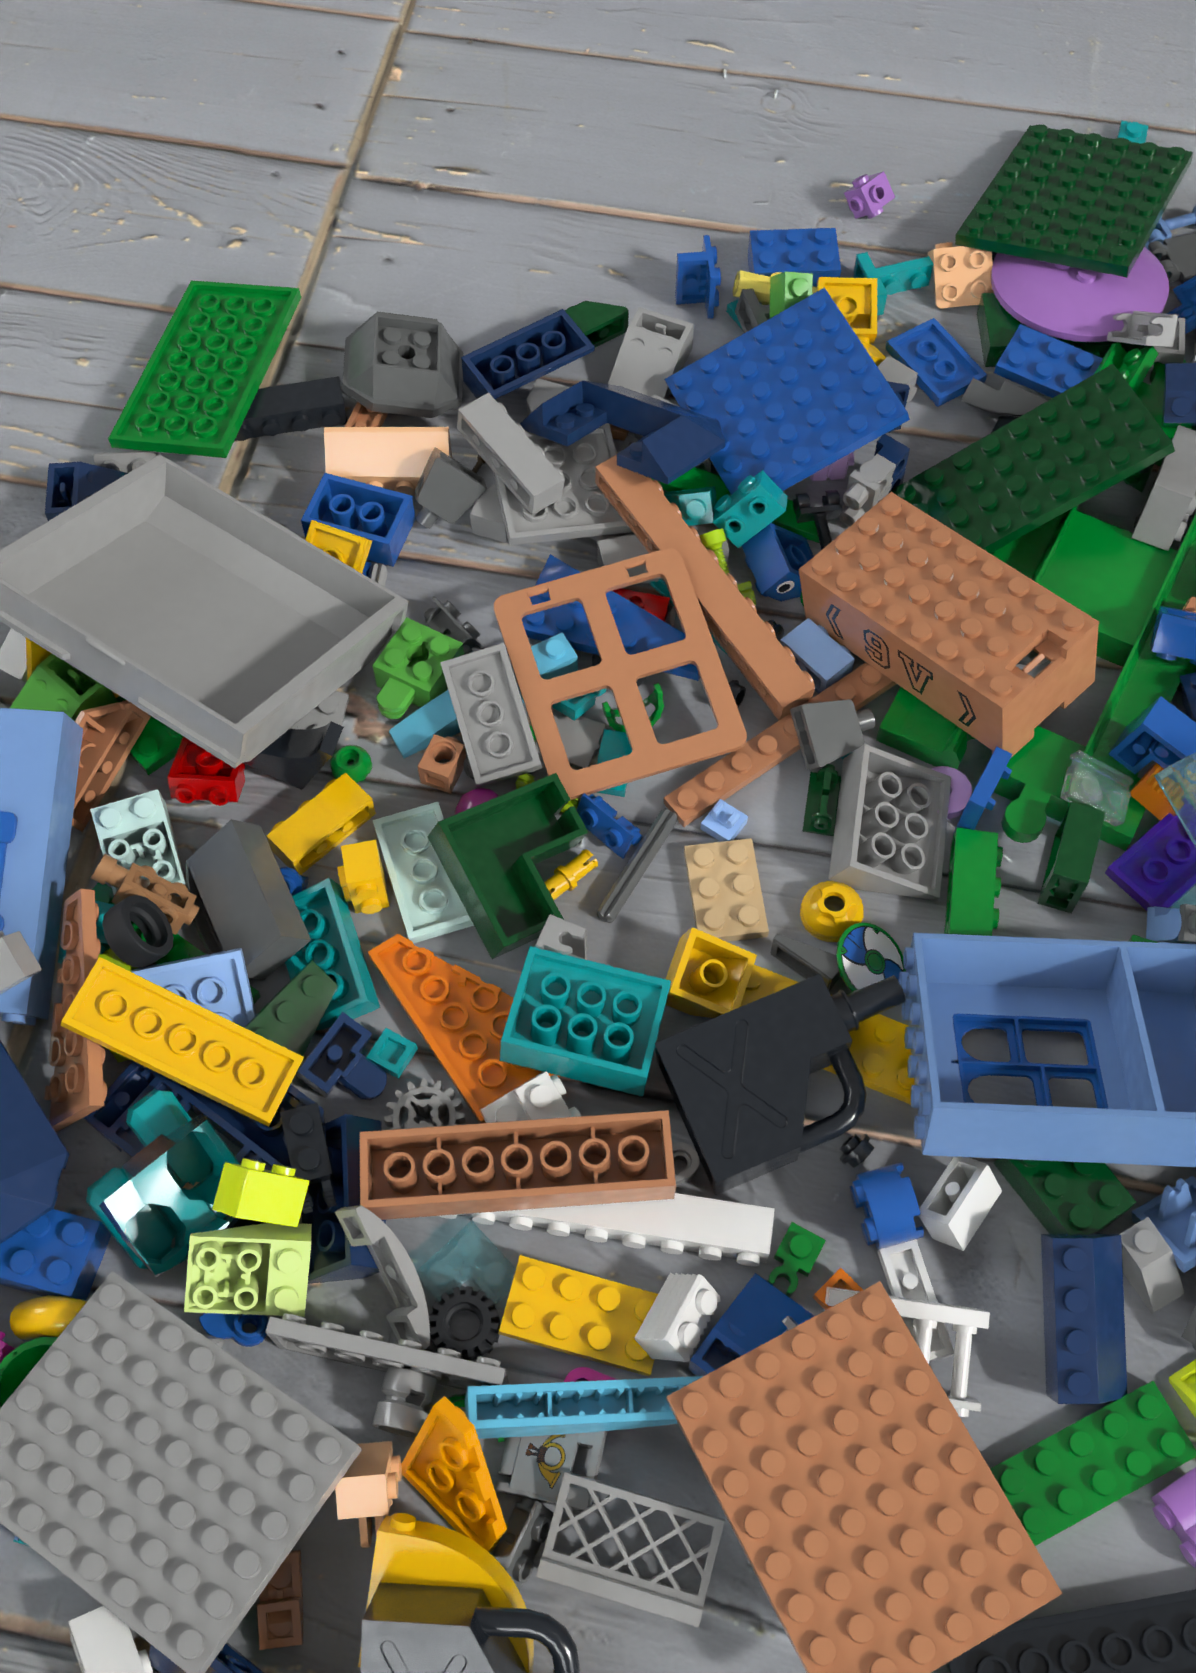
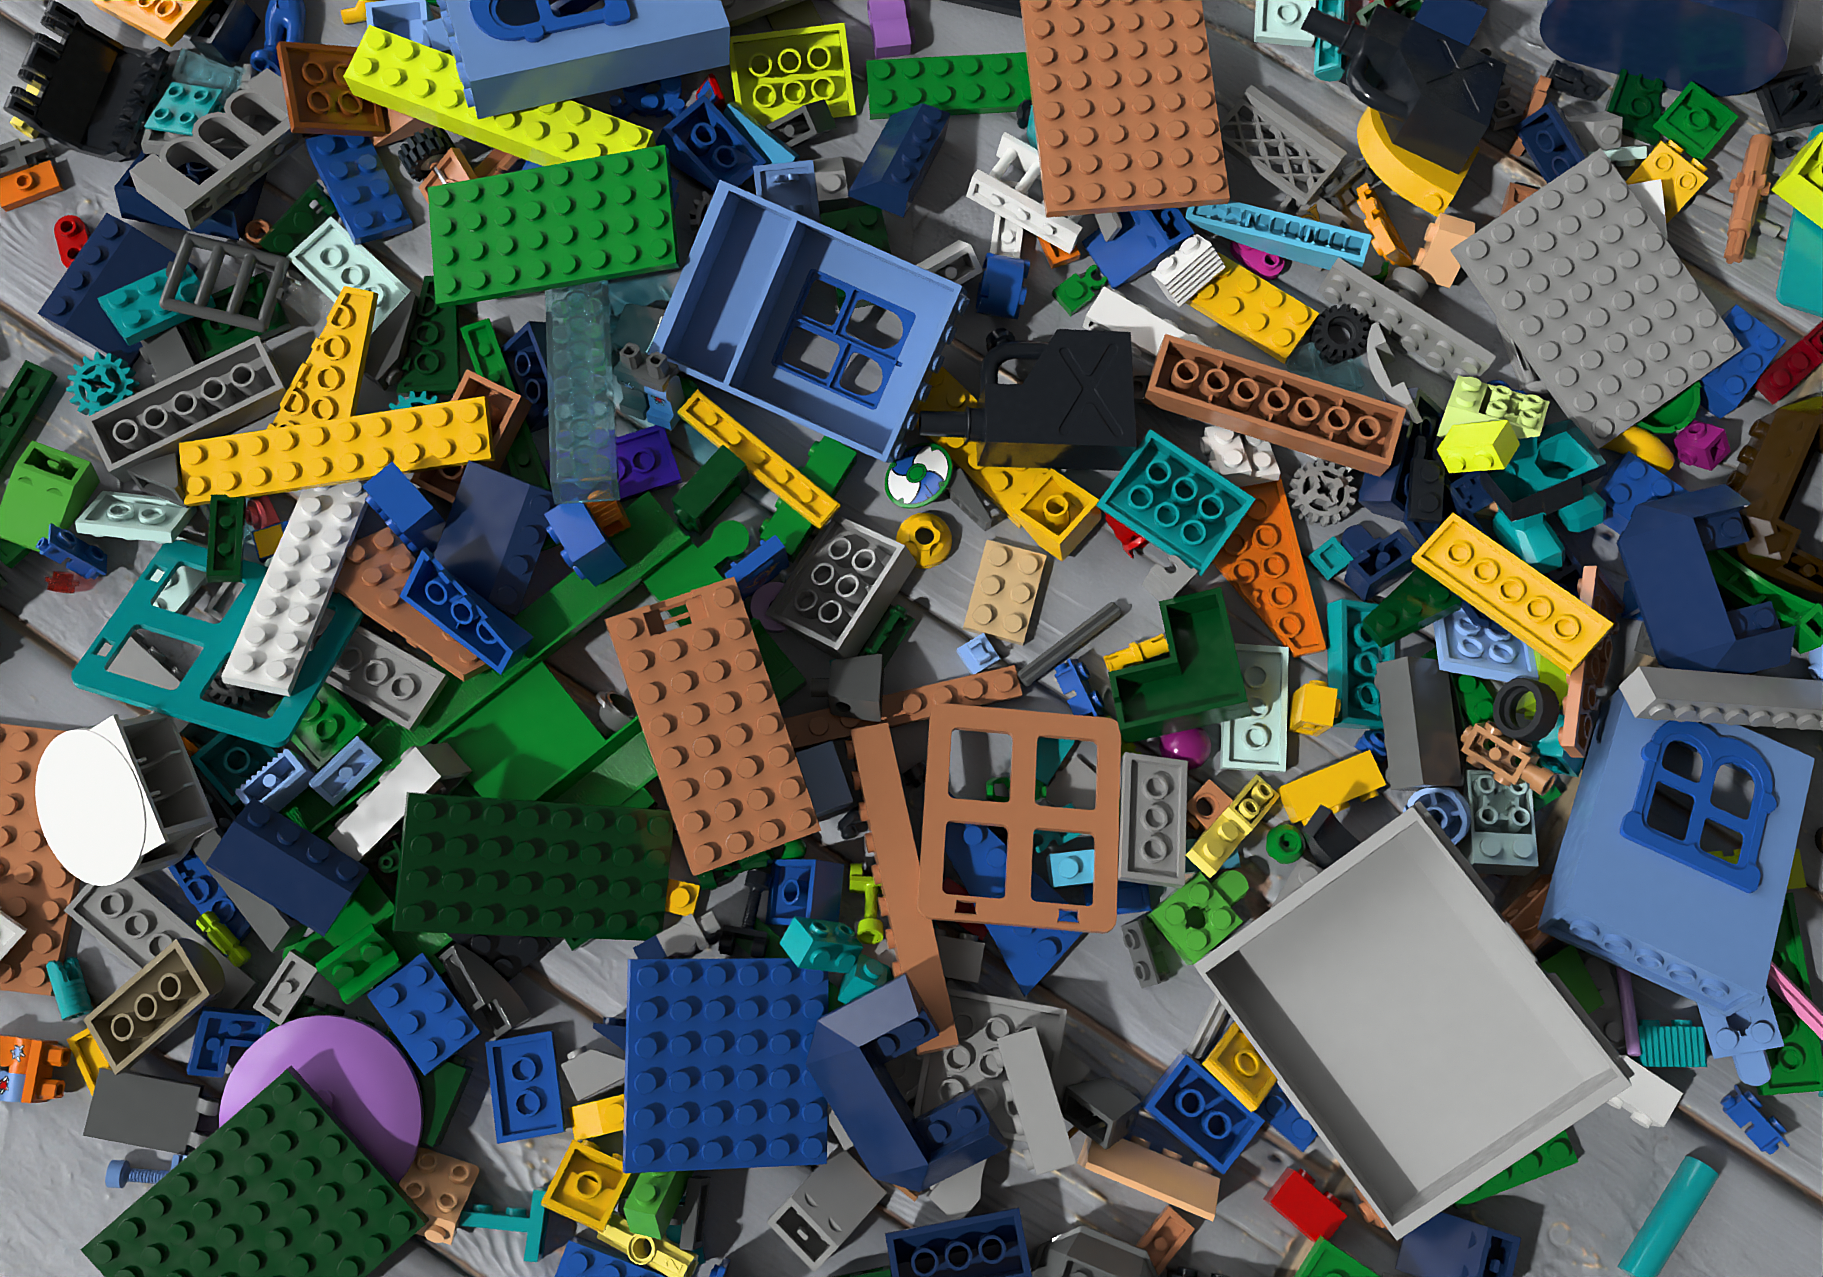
camera: 165 degrees left, 15 degrees up
(197, 820) = (1447, 808): none -> light blue cylinder
(249, 486) = (1304, 1205): none -> red brick
(418, 725) = (1232, 826): none -> light yellow slope
(1043, 901) = (760, 459): none -> yellow tile
(1097, 785) = (660, 531): clear plate -> none
(1145, 329) = (316, 993): light grey hinge -> none

